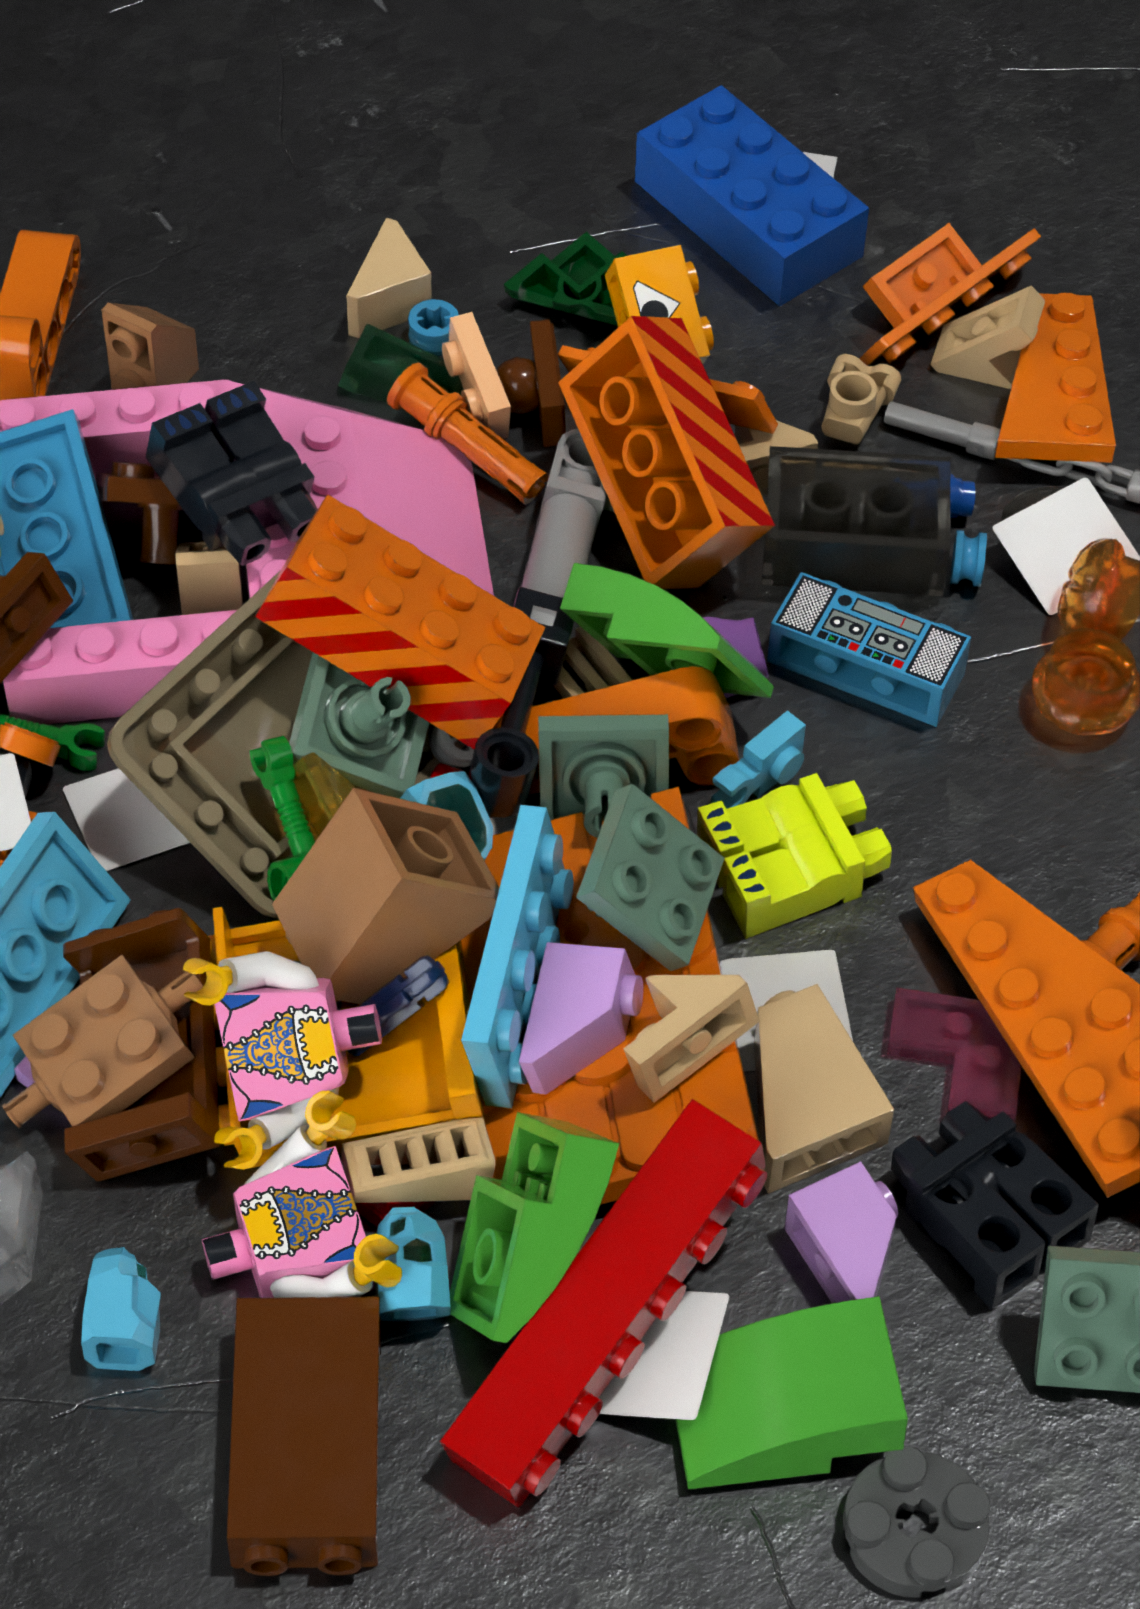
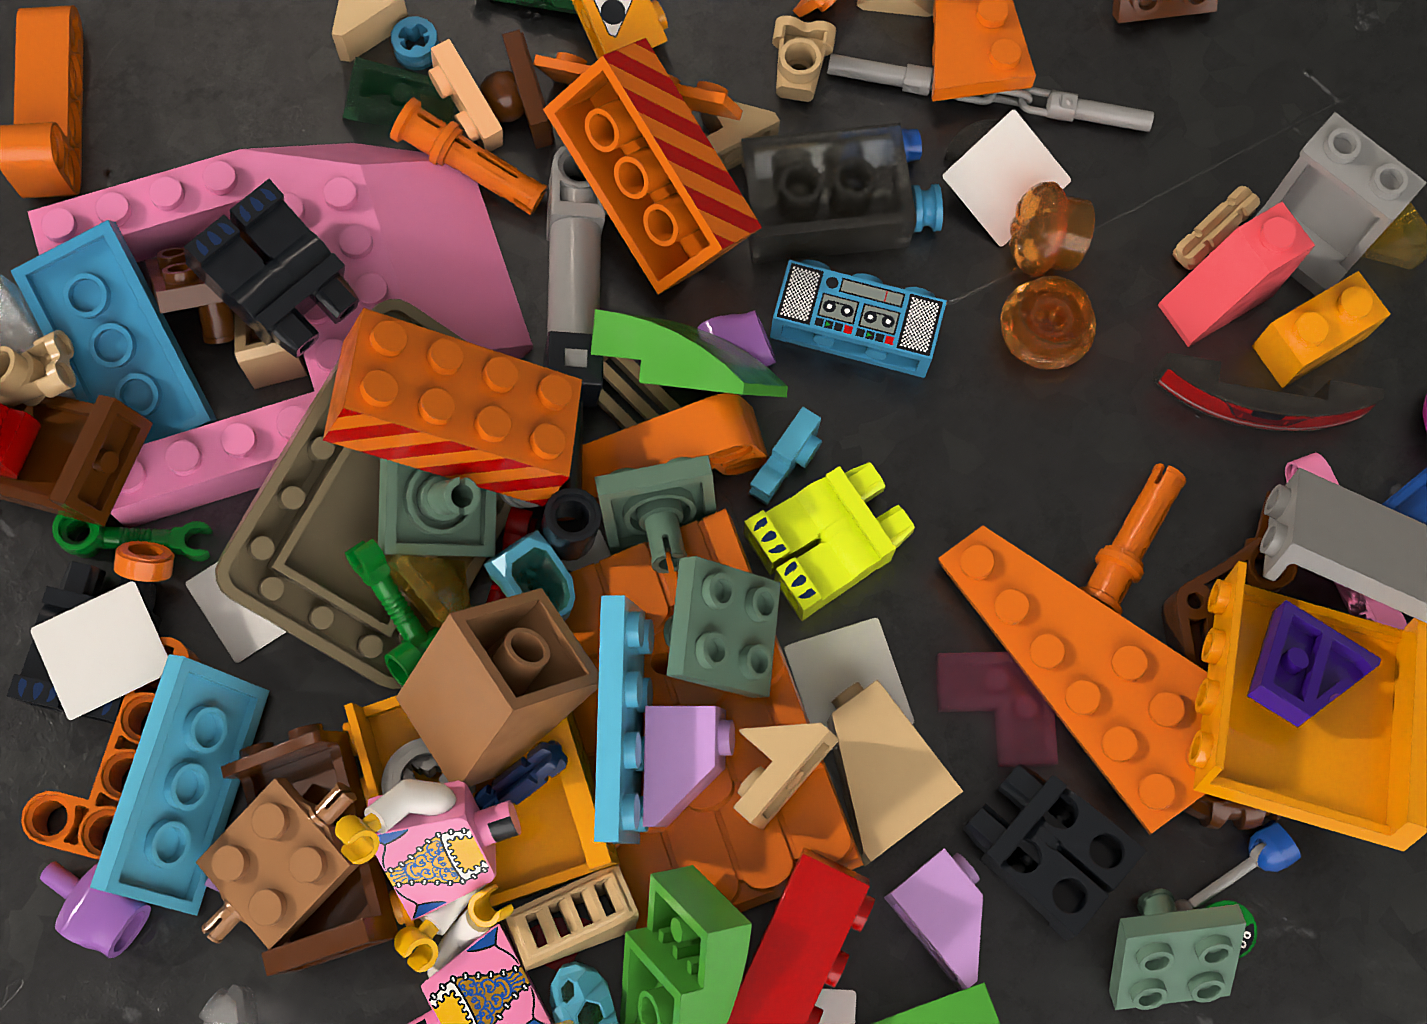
camera: 15 degrees left, 20 degrees up
(147, 347) = (163, 123): medium nougat slope -> none

